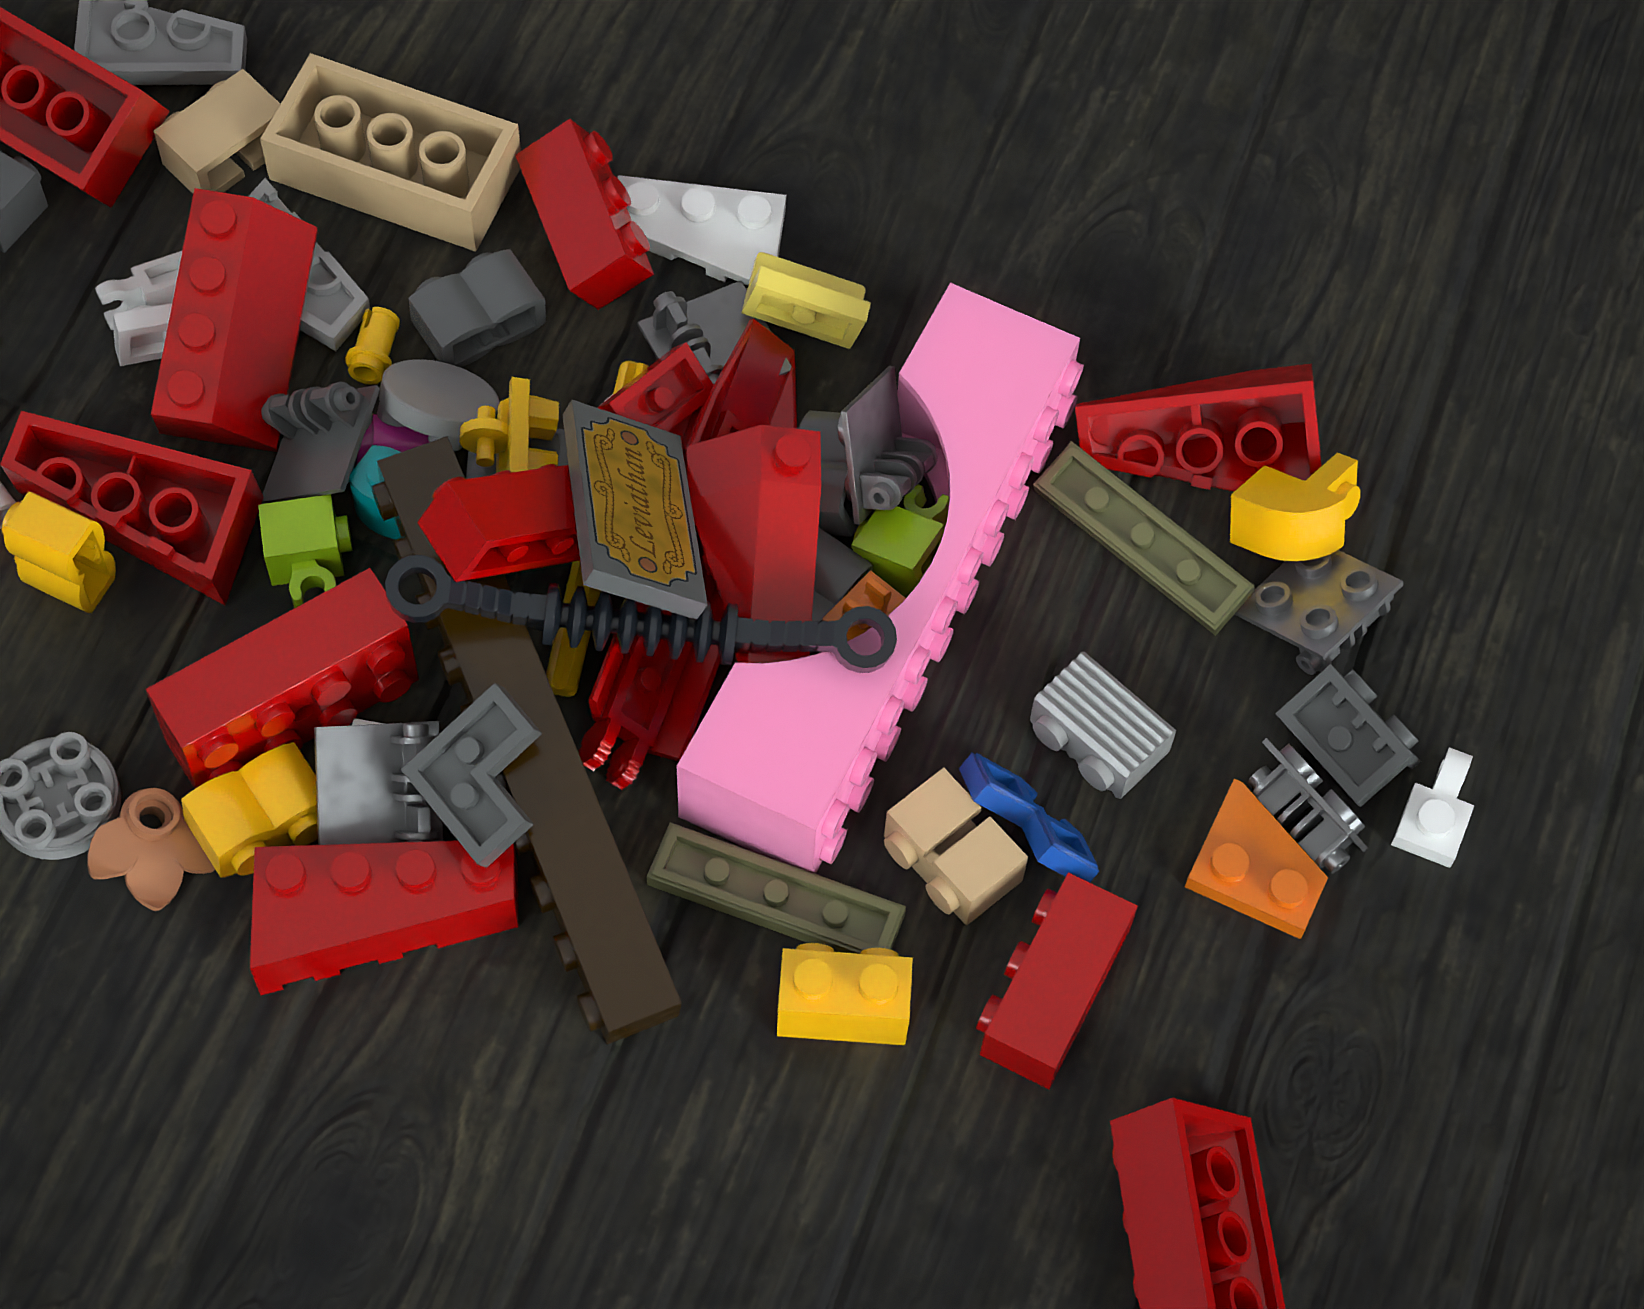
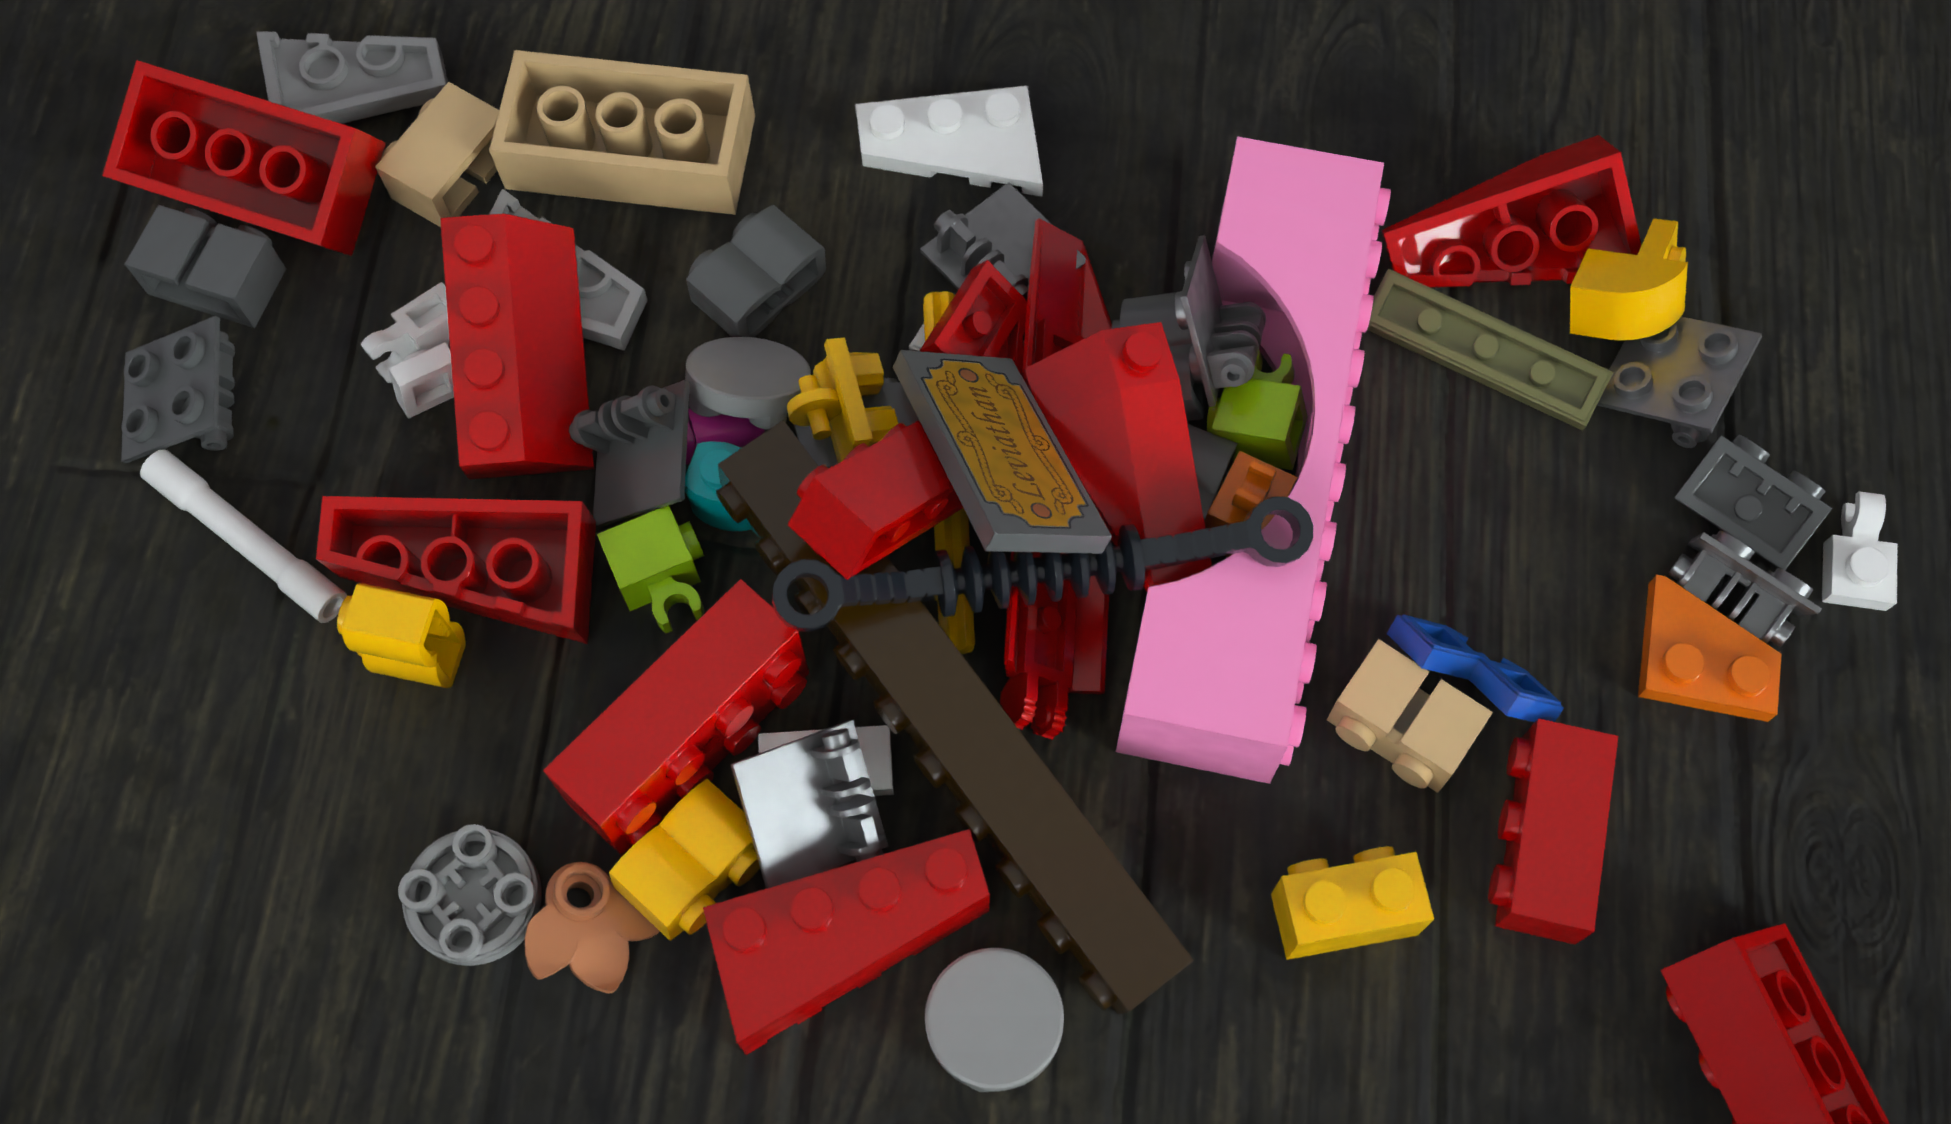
camera: 10 degrees left, 5 degrees up
(373, 346) = (662, 347): yellow pin -> none
(460, 773) = (900, 778): dark grey plate -> none
(490, 1016) = (994, 1019): none -> light grey tile
(585, 213) = (838, 150): red brick -> none
(772, 893) = (1241, 811): olive tile -> none
(806, 300) = (1082, 187): light yellow panel -> none
(1100, 726) = (1512, 554): light grey brick -> none

